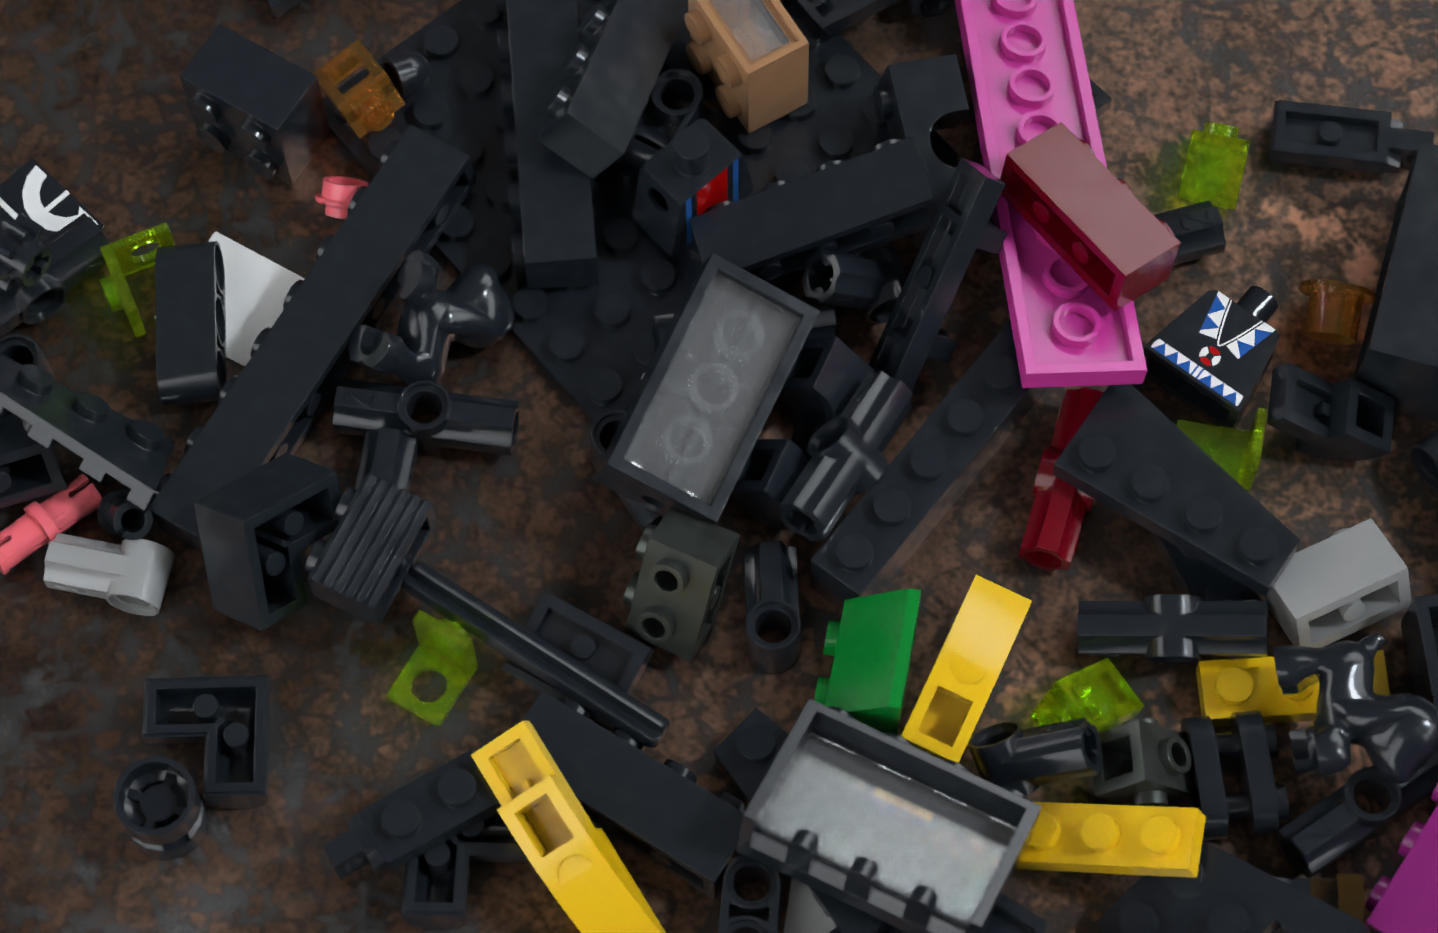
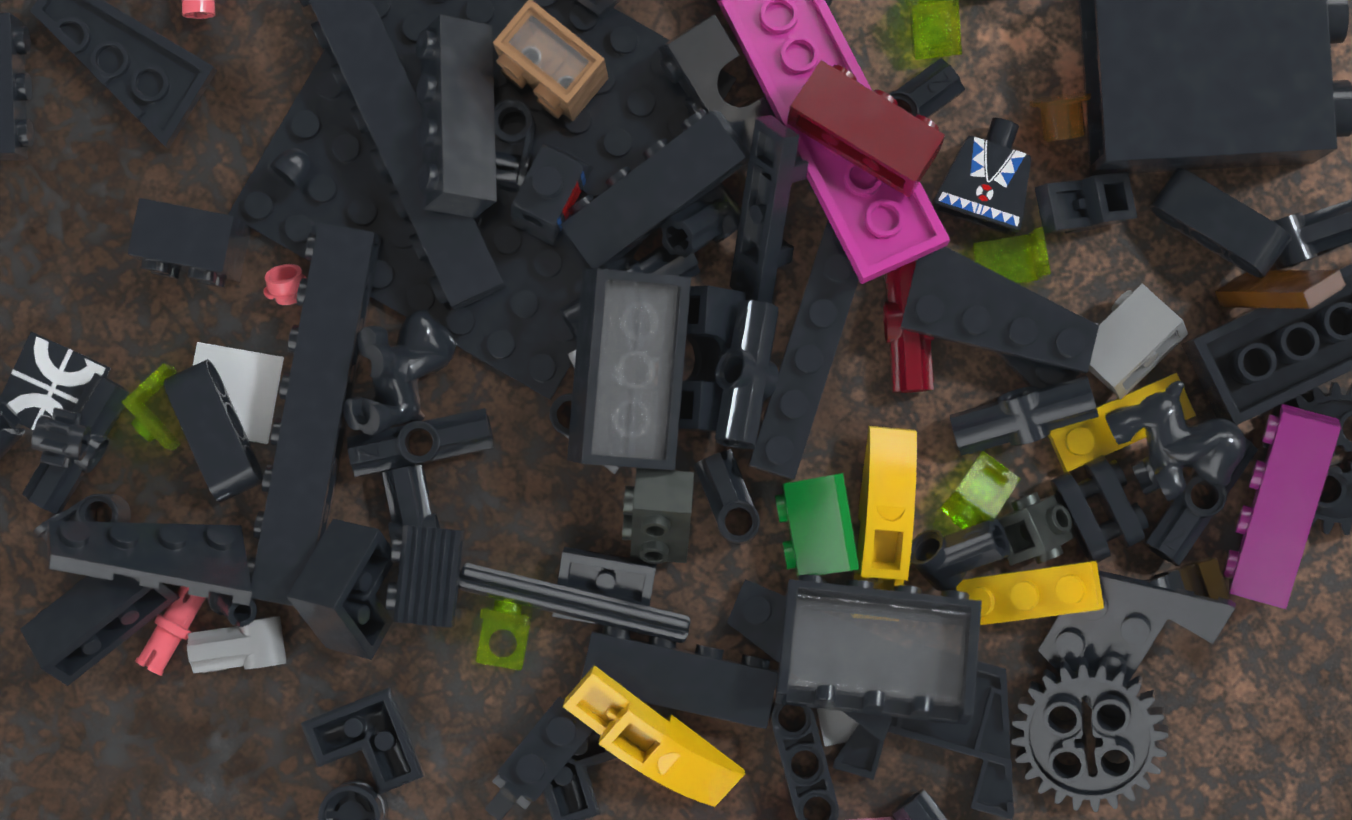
camera: 20 degrees left, 20 degrees up
(371, 101) = (273, 207): clear orange brick -> none

